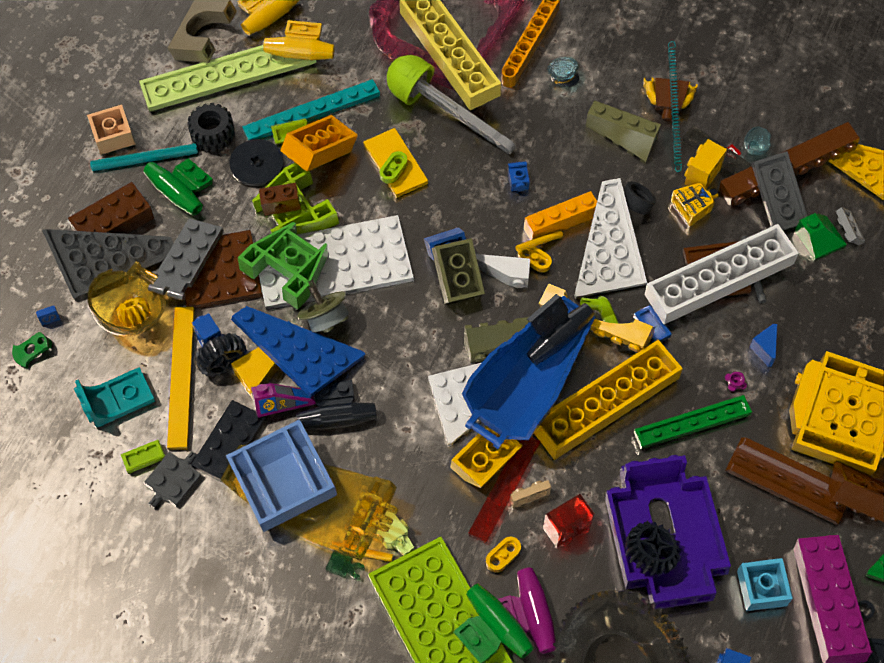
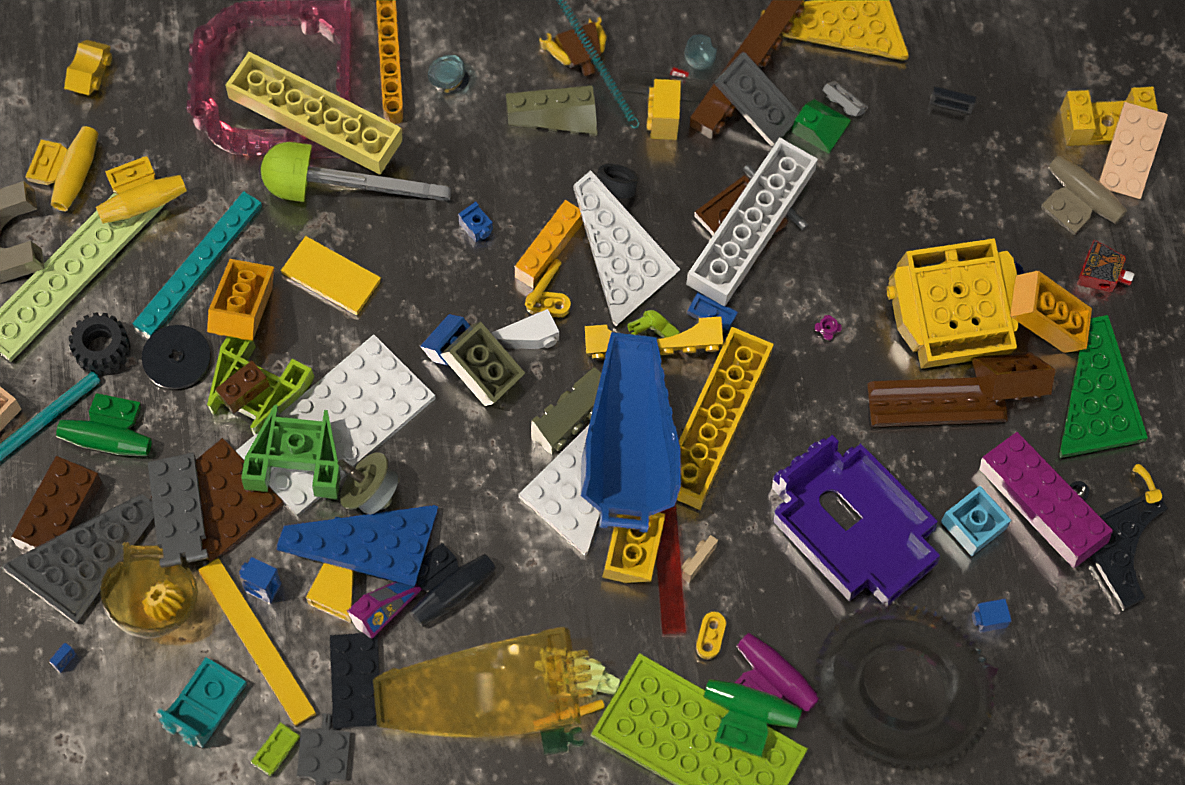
camera: 35 degrees left, 5 degrees up
(20, 351) = (58, 715): green piece -> none
(219, 353) = (289, 594): black gear -> none
(280, 130) = (191, 300): lime plate -> none
(281, 475) = (442, 684): medium blue slope -> none
(393, 169) = (336, 284): lime plate -> none
(556, 327) = (627, 371): black plate -> none
(568, 521) = (756, 564): clear red brick -> none
(648, 551) = (855, 553): black gear -> none
(692, 422) = (811, 394): green plate -> none
(694, 202) = (674, 154): yellow torso -> none
(765, 345) = (836, 273): blue slope -> none

